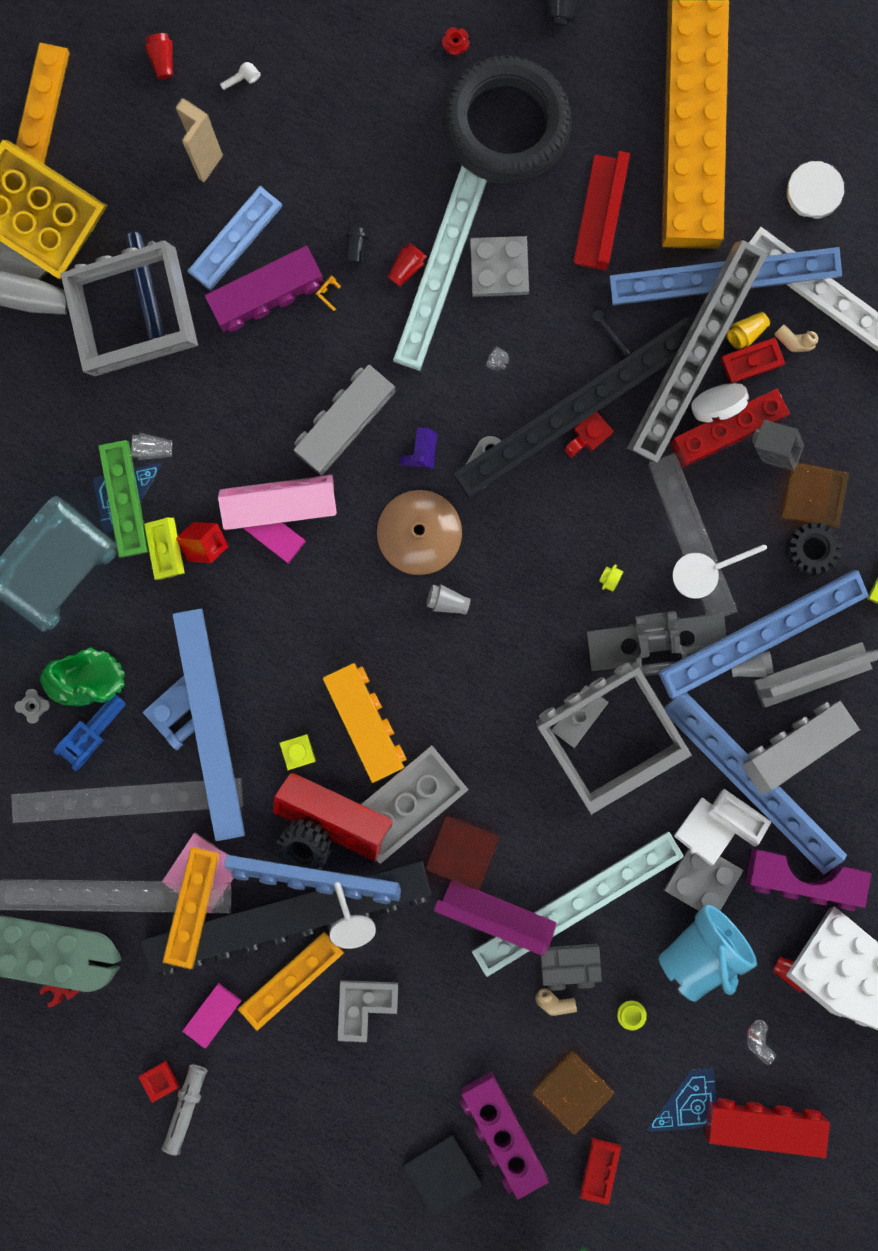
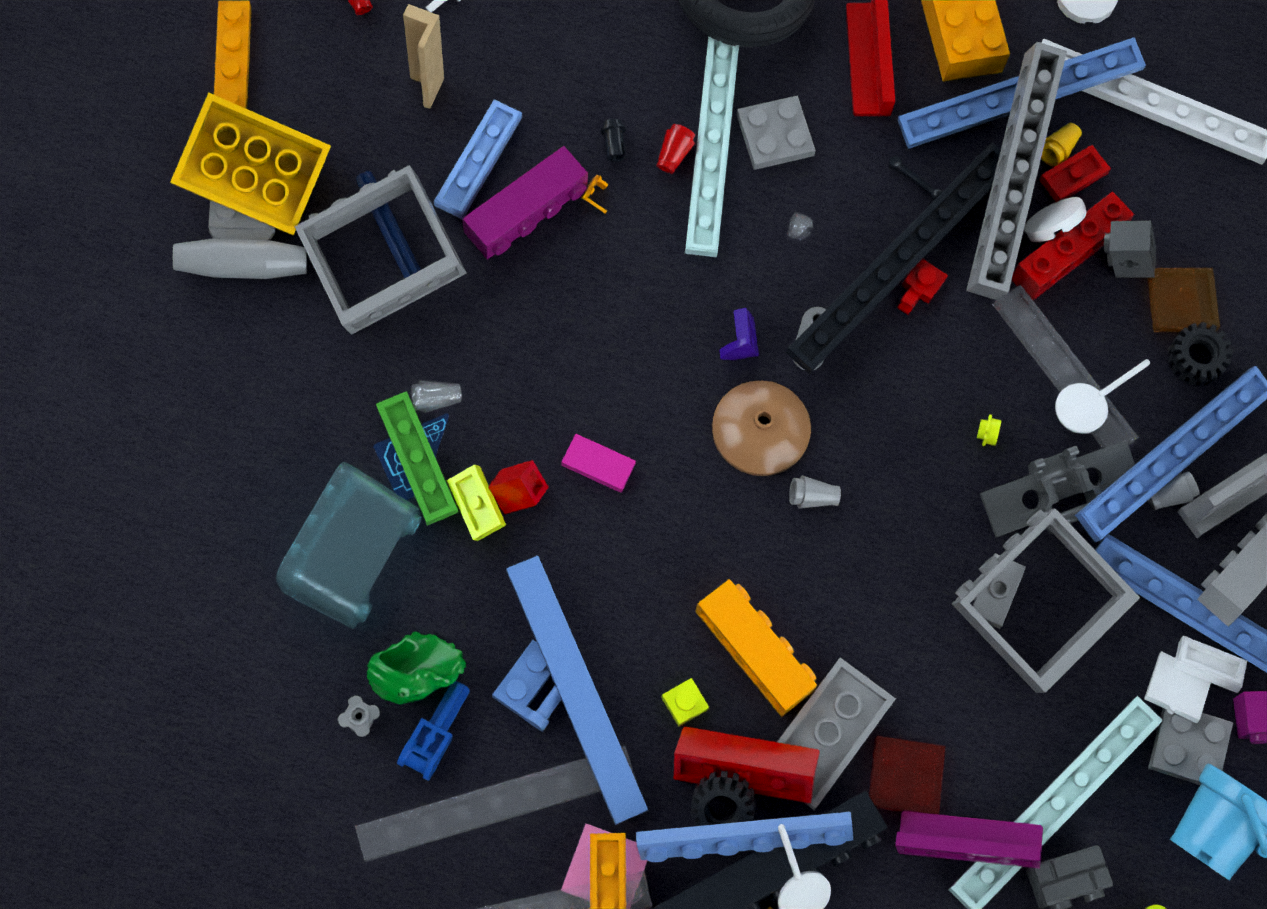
camera: 20 degrees left, 15 degrees down
(277, 502) = (595, 425): bright pink panel -> none
(344, 420) = (648, 321): light grey brick -> none
(799, 342) = (1116, 147): tan arm -> none

